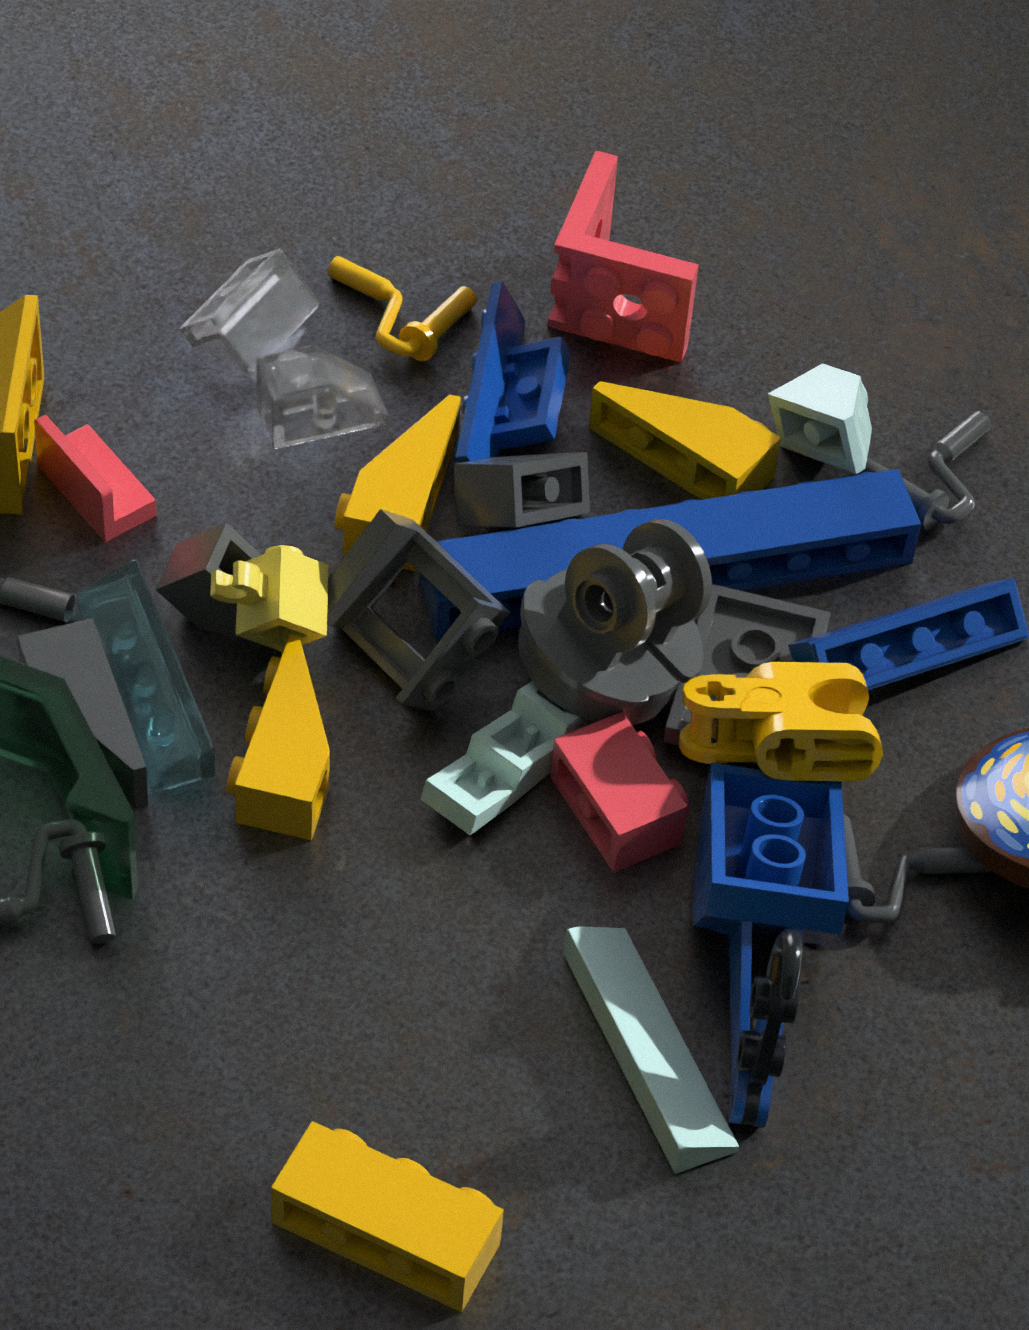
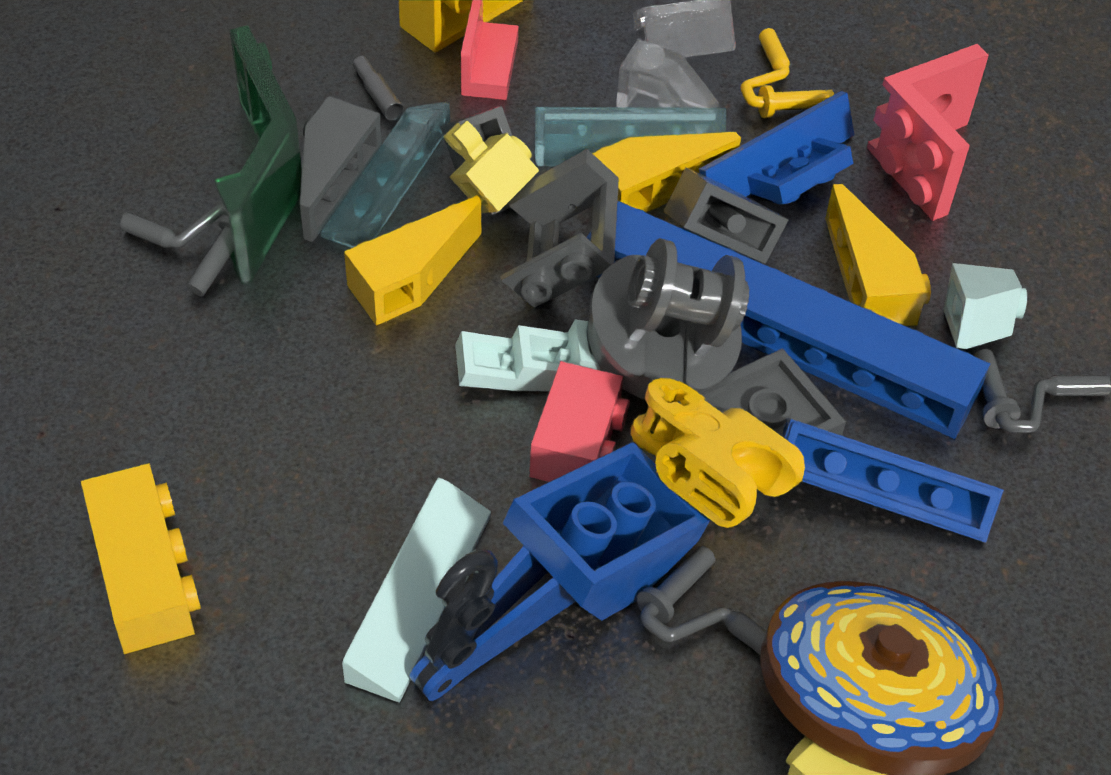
camera: 45 degrees right, 0 degrees up
(308, 488) = (570, 130): none -> clear light blue slope

